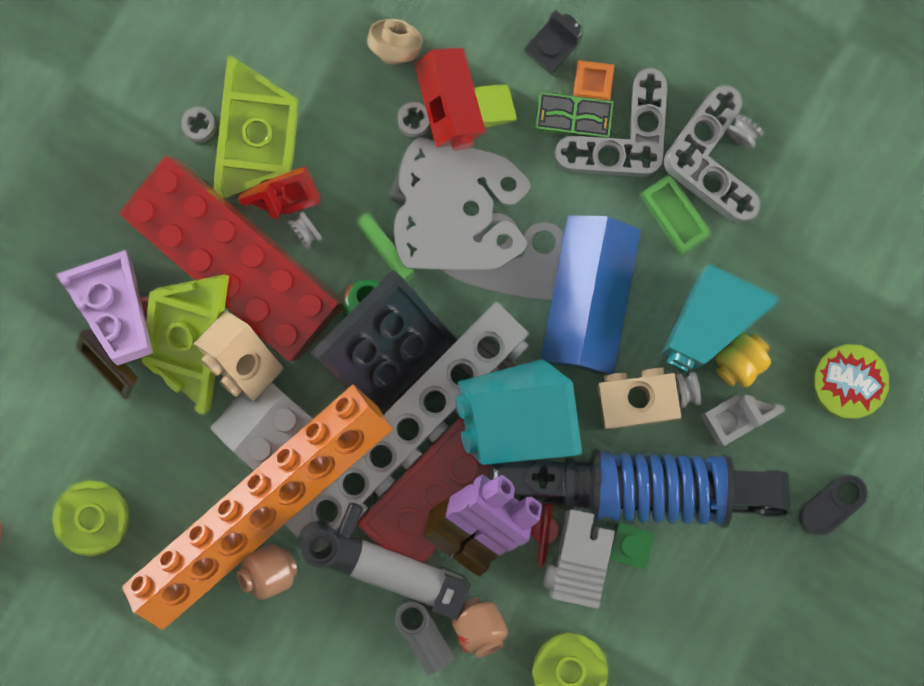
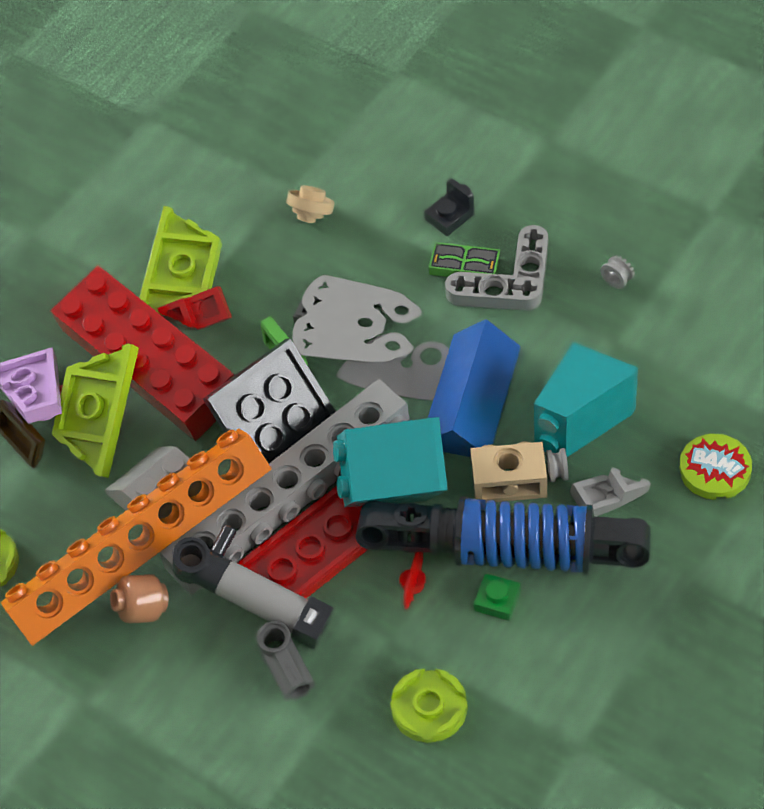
camera: 10 degrees right, 30 degrees down
(195, 114) = (135, 270): light grey bush -> none
(239, 356) = (155, 426): tan brick -> none
(306, 230) = (214, 336): light grey bush -> none
(403, 116) = (318, 254): light grey bush -> none
(450, 98) = (353, 240): red brick -> none
(480, 628) = (340, 656): nougat head -> none
(482, 522) = (356, 537): medium lavender hips -> none
(495, 104) = (392, 253): lime slope -> none
(579, 561) = (441, 592): light grey piece -> none
(593, 80) = (484, 235): orange tile -> none
(675, 214) = (549, 332): bright green tile -> none
(700, 163) = (578, 293): light grey beam -> none
(743, 360) = (610, 441): yellow piece -> none
(825, 509) = (691, 572): black piece -> none

